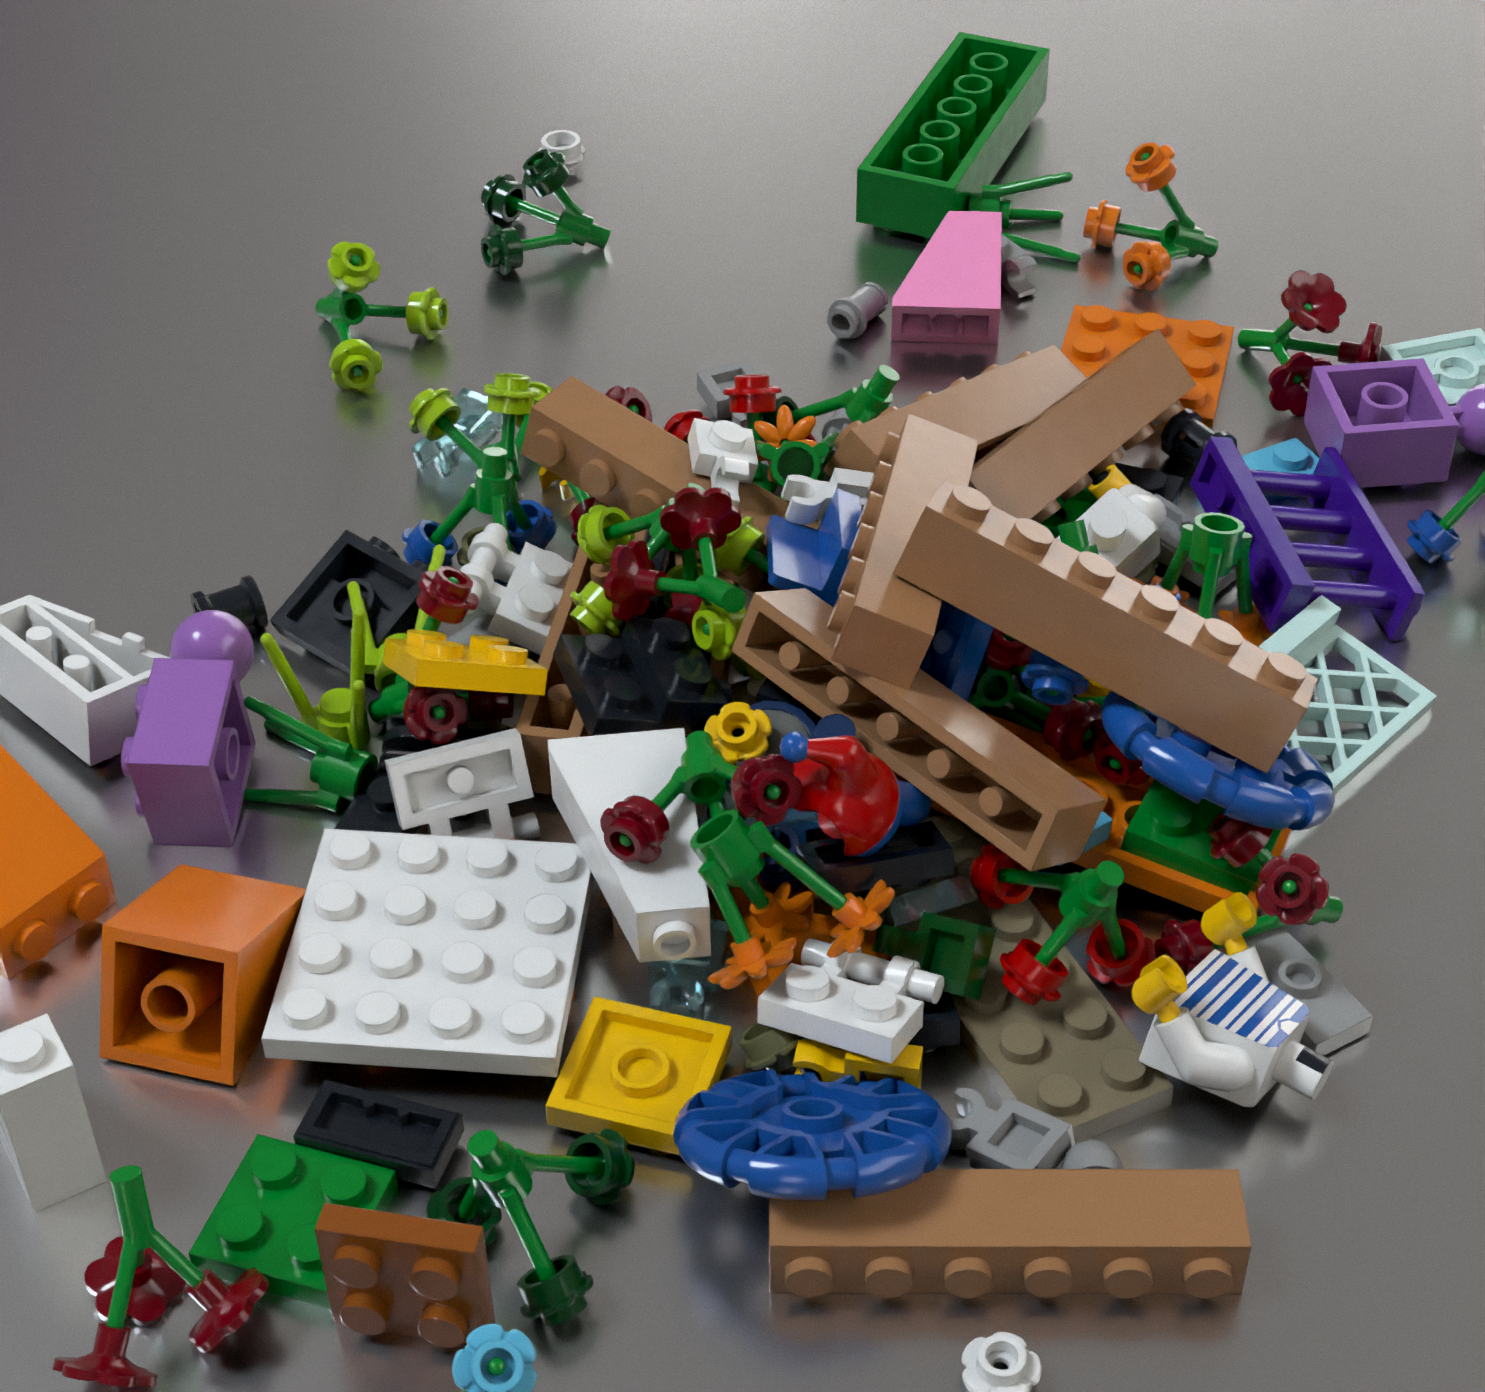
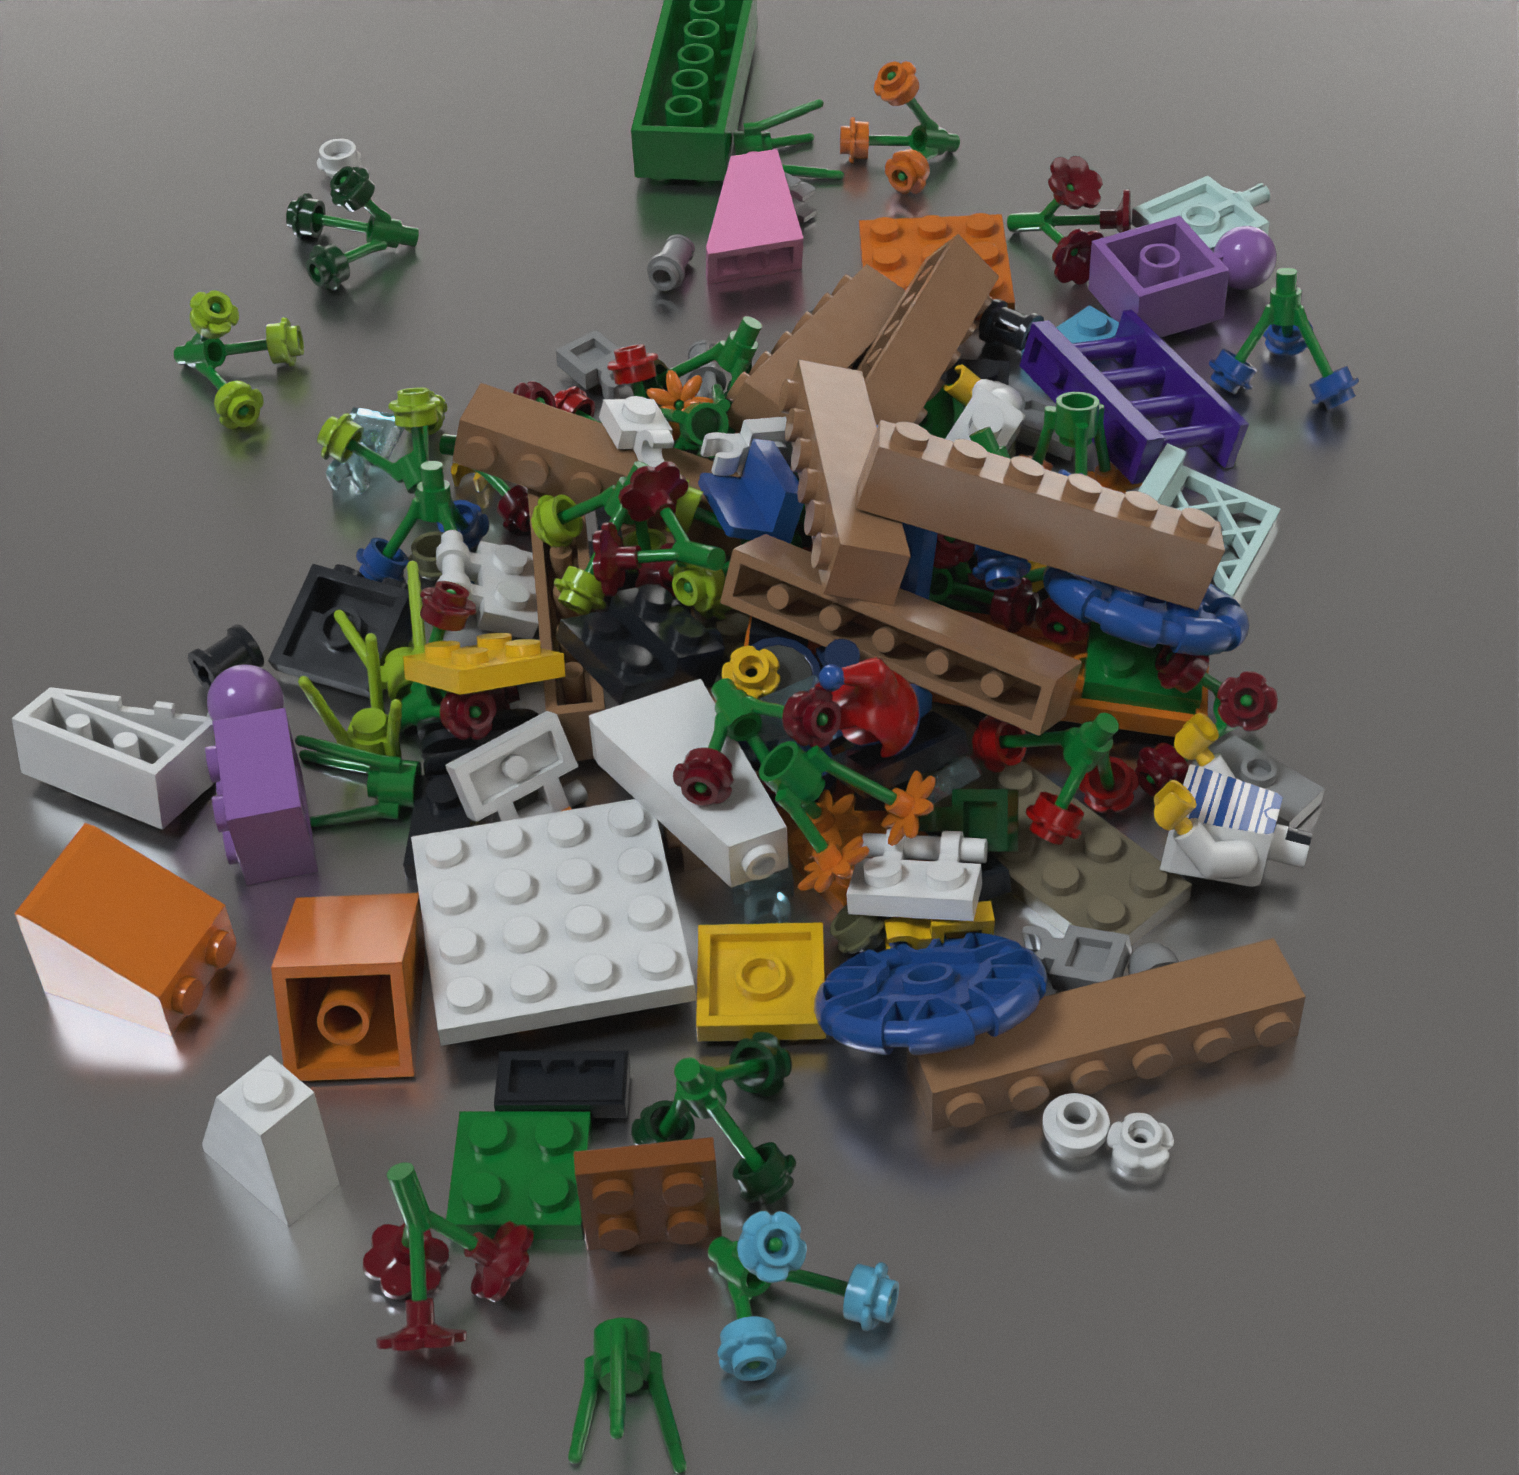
camera: 15 degrees left, 5 degrees up
(928, 1345) = (1070, 1138): none -> white plate

